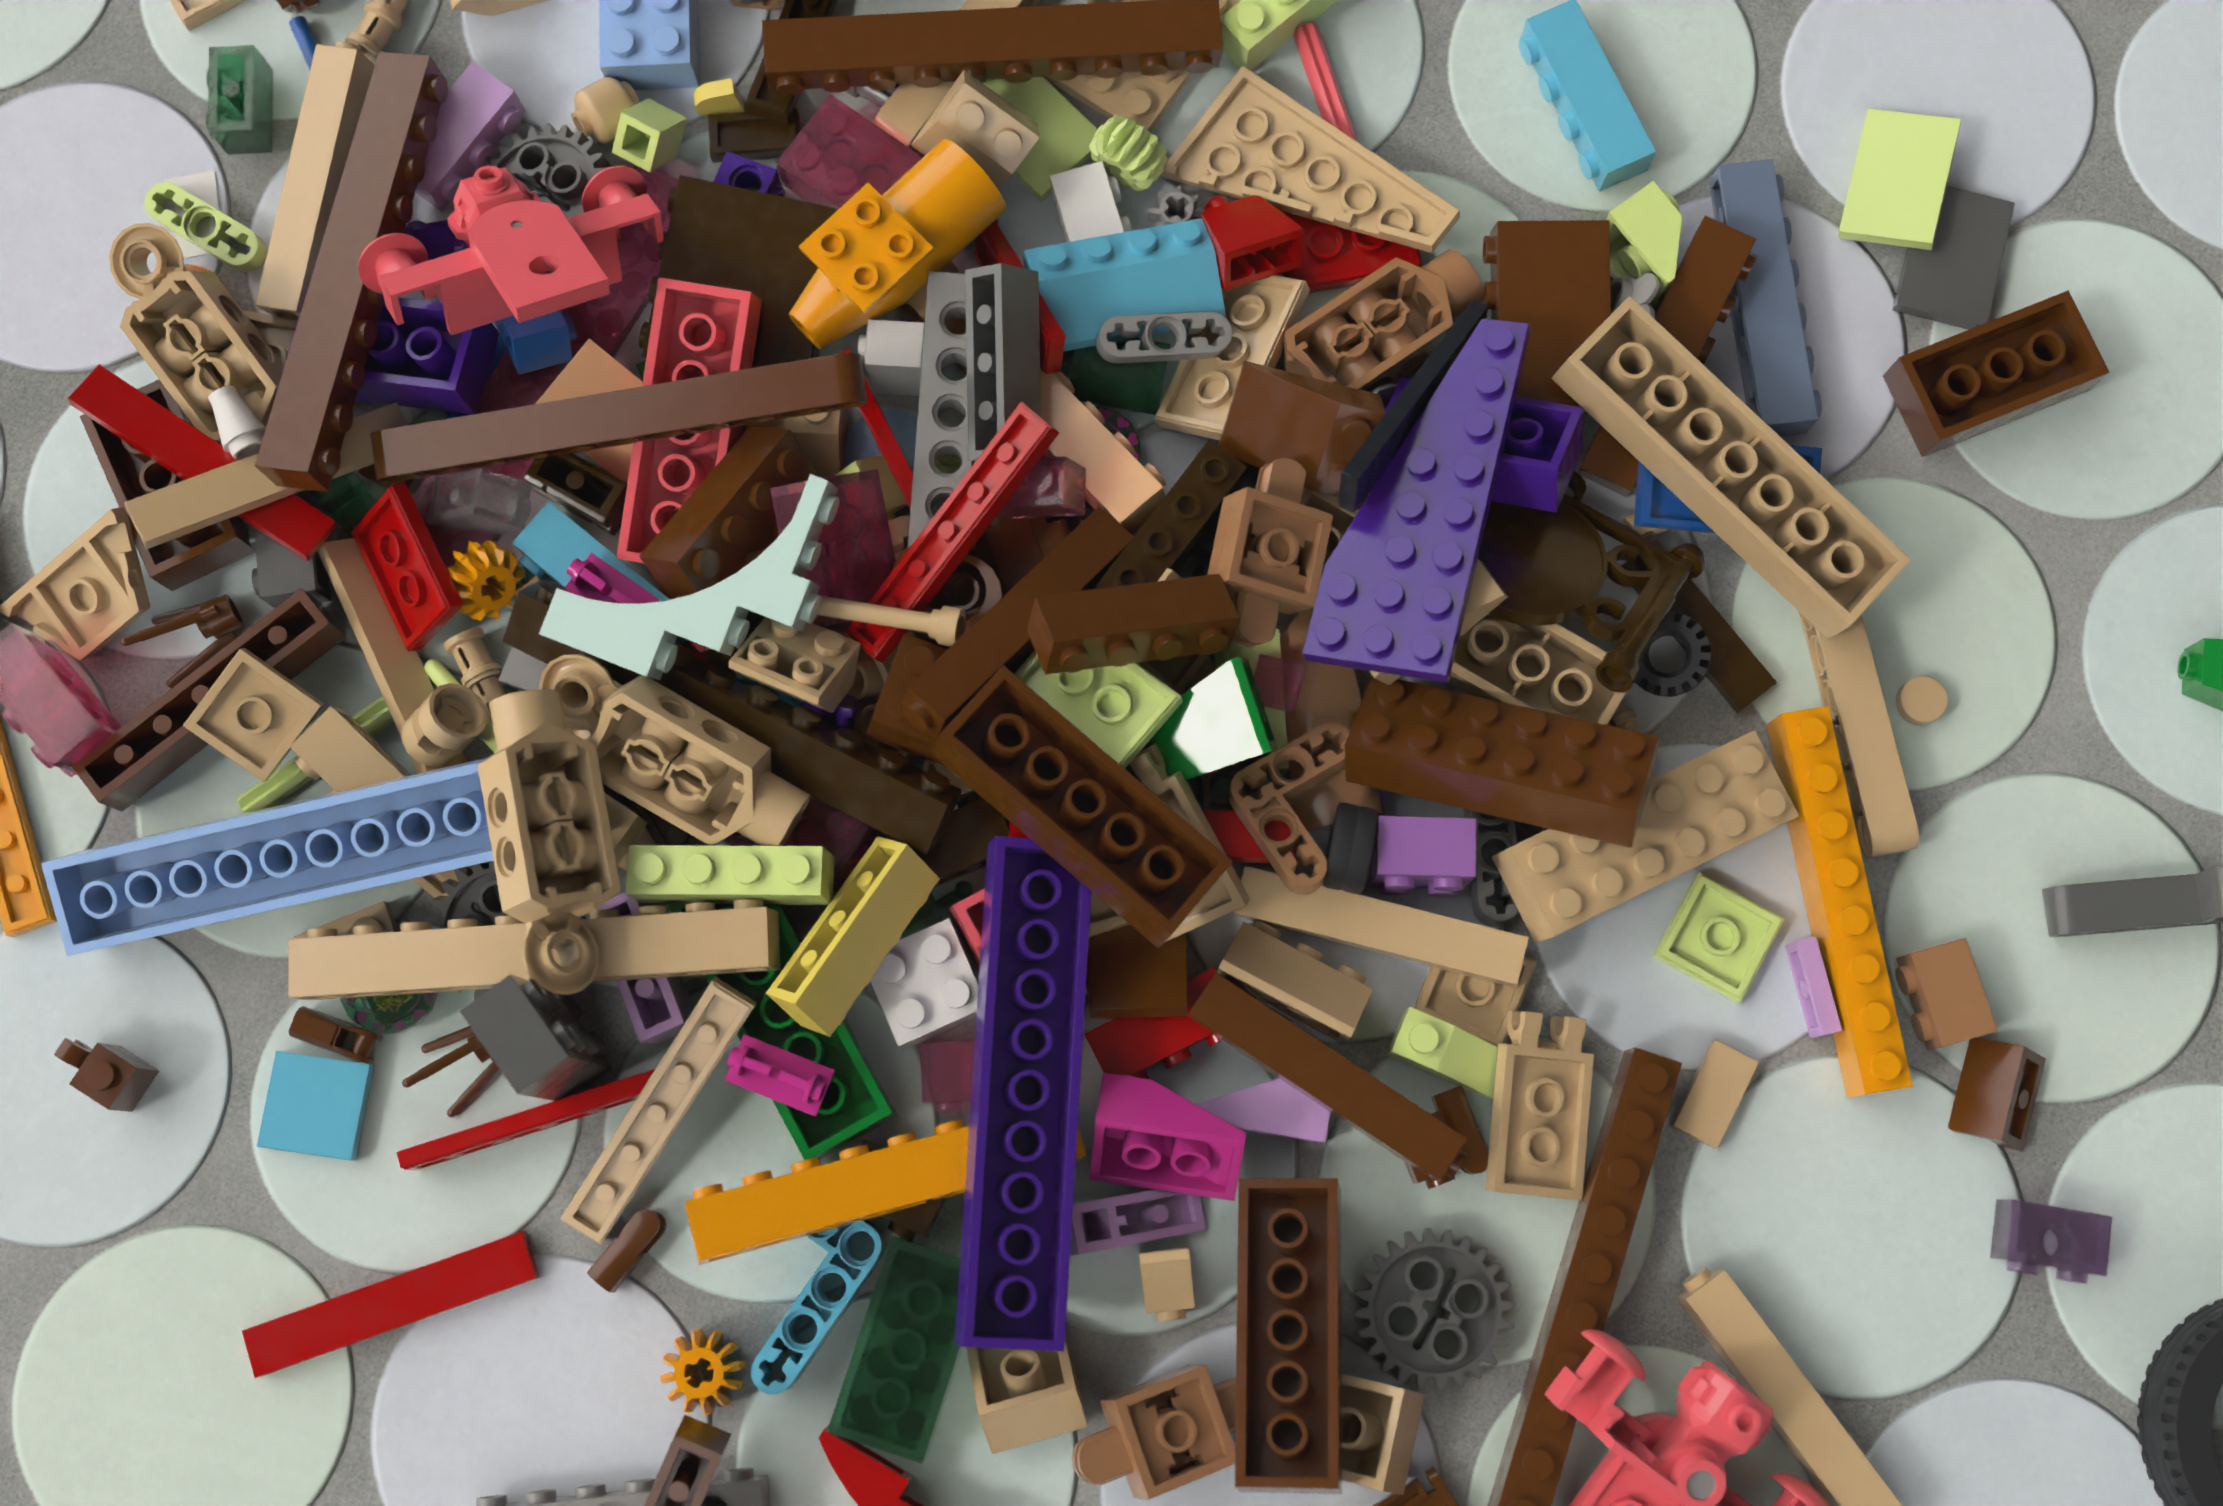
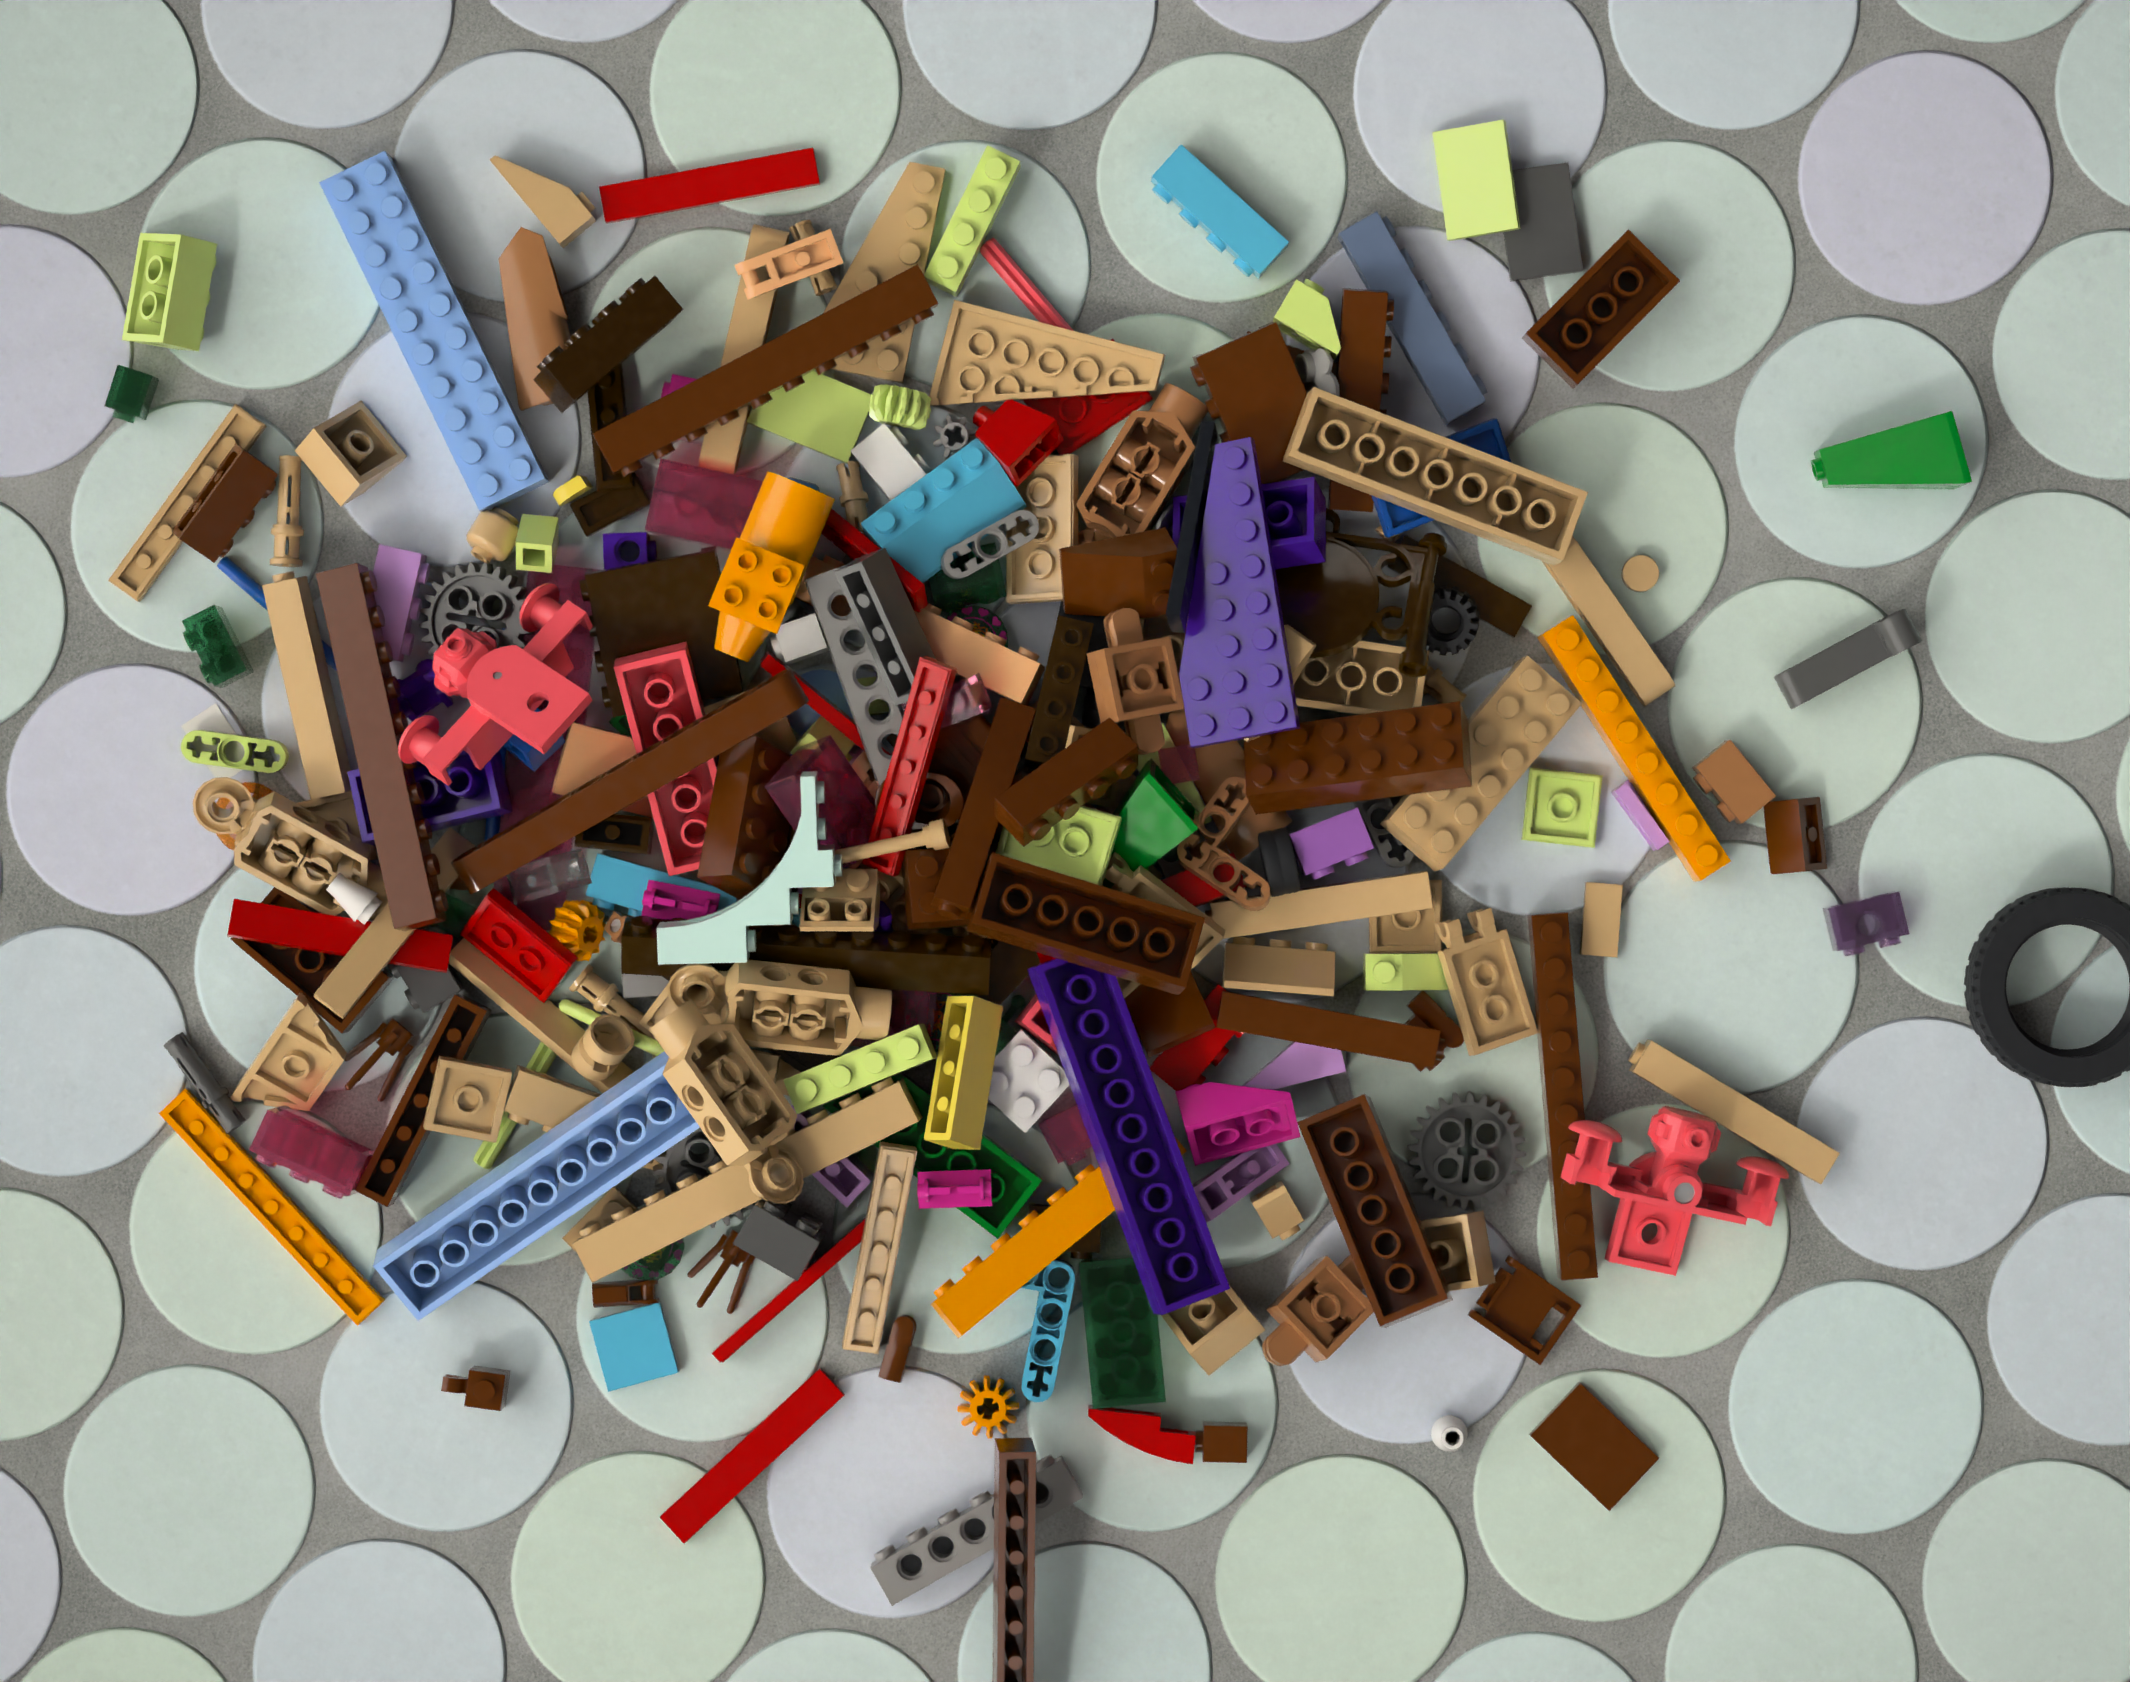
camera: 30 degrees left, 10 degrees up
(982, 126) = (785, 442): tan slope -> none
(1032, 229) = (853, 496): none -> tan pin

